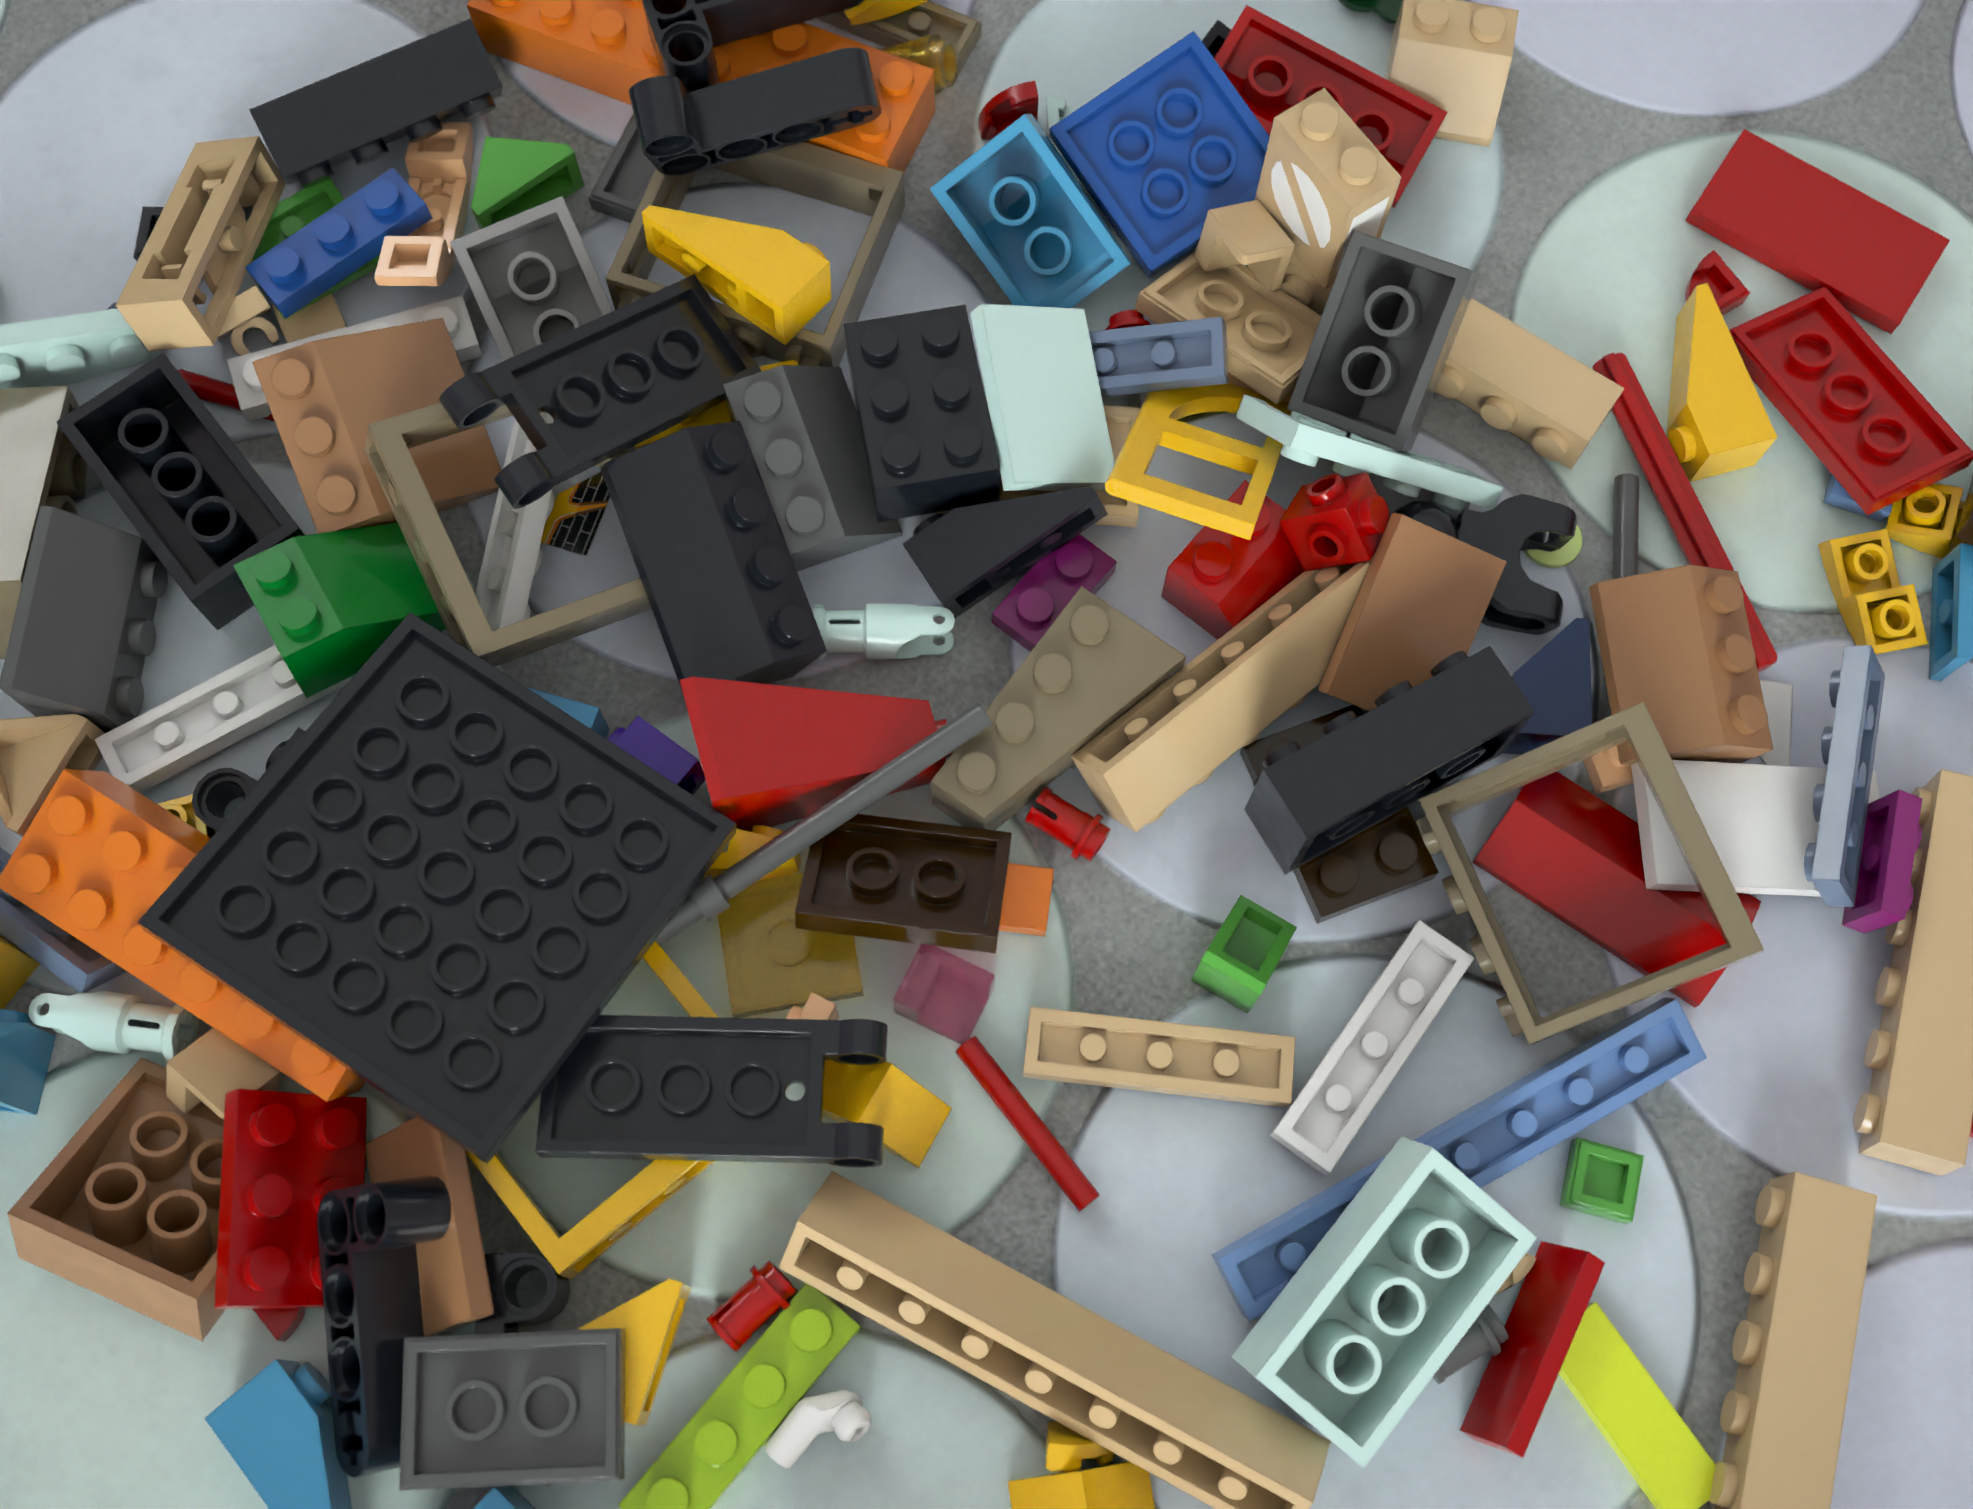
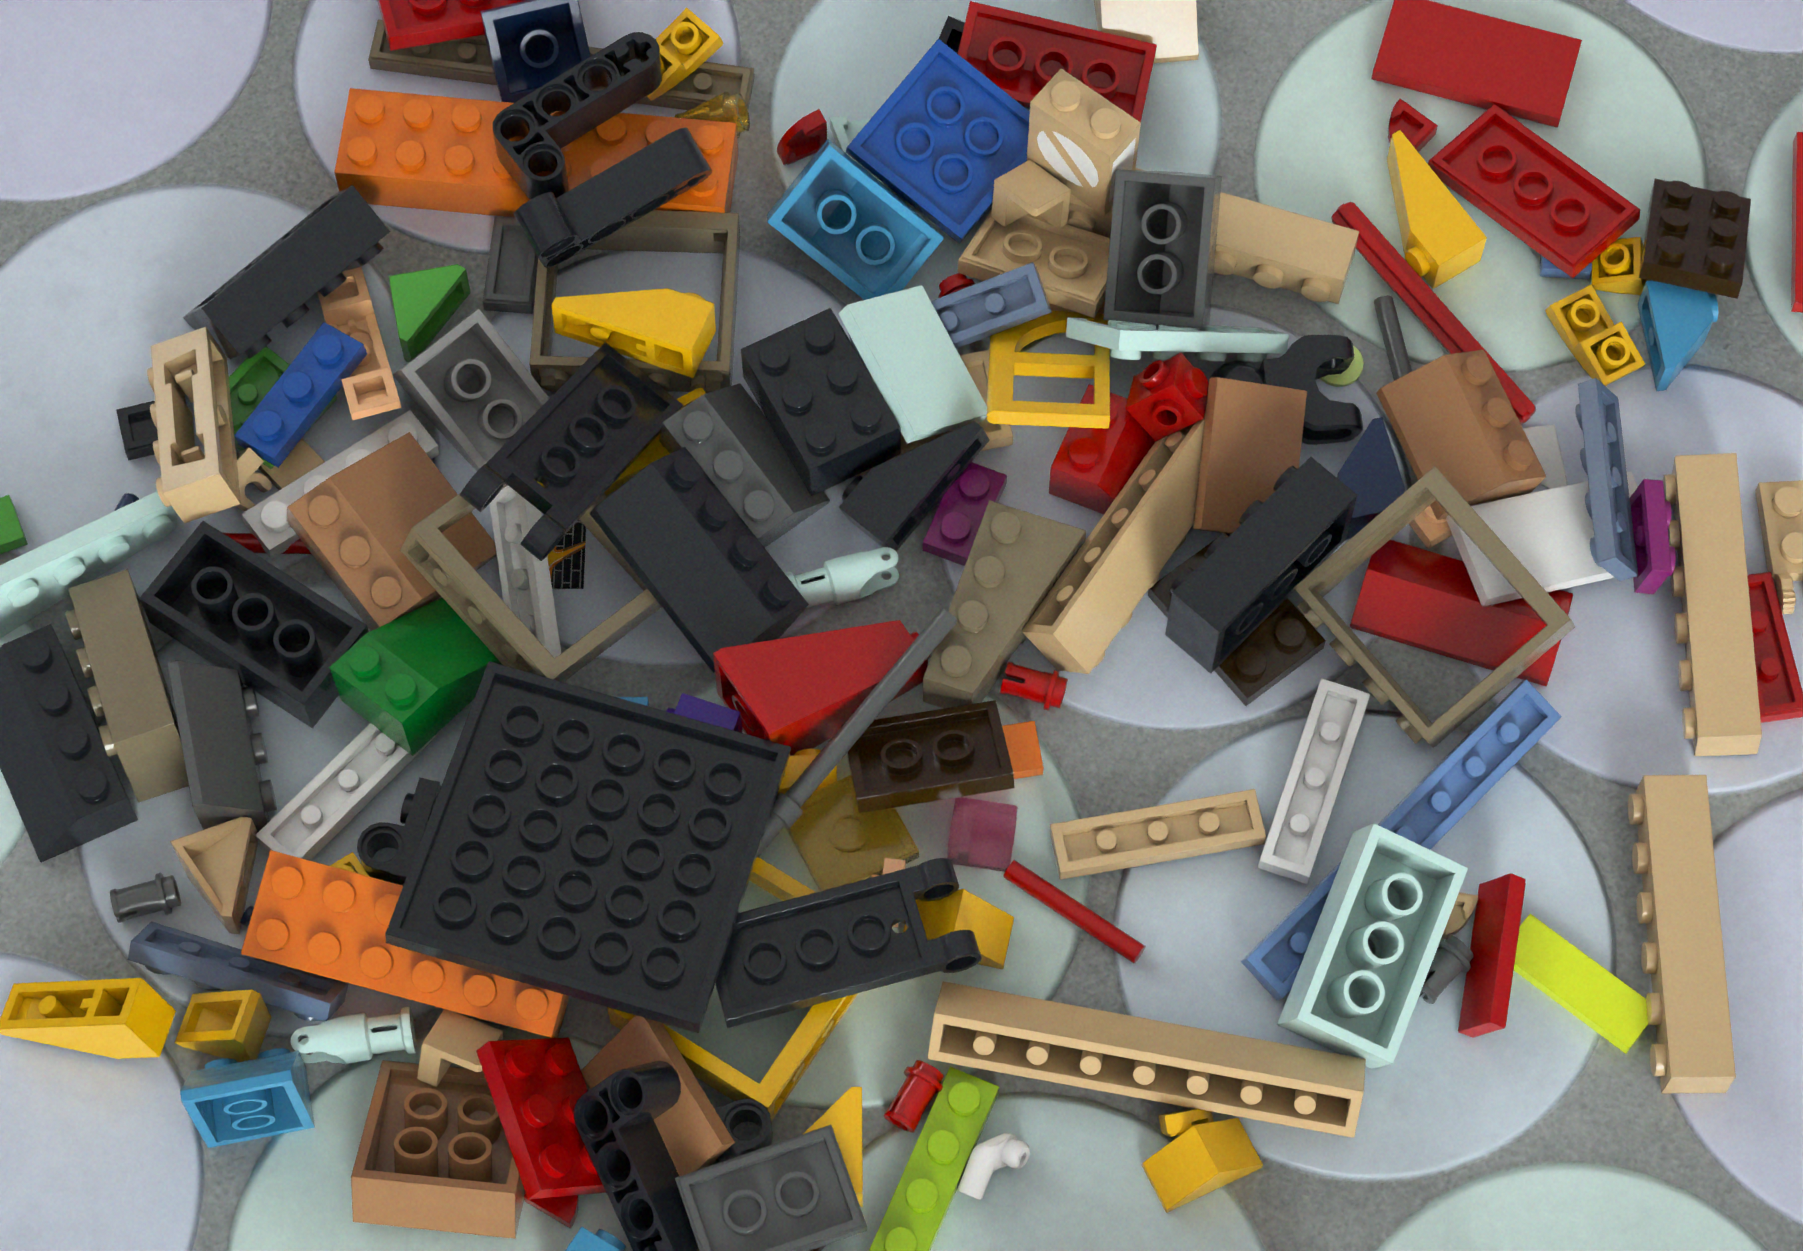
camera: 15 degrees left, 5 degrees down
(1244, 954) = (1197, 743): bright green slope -> none
(1601, 1180) = (1511, 829): bright green tile -> none

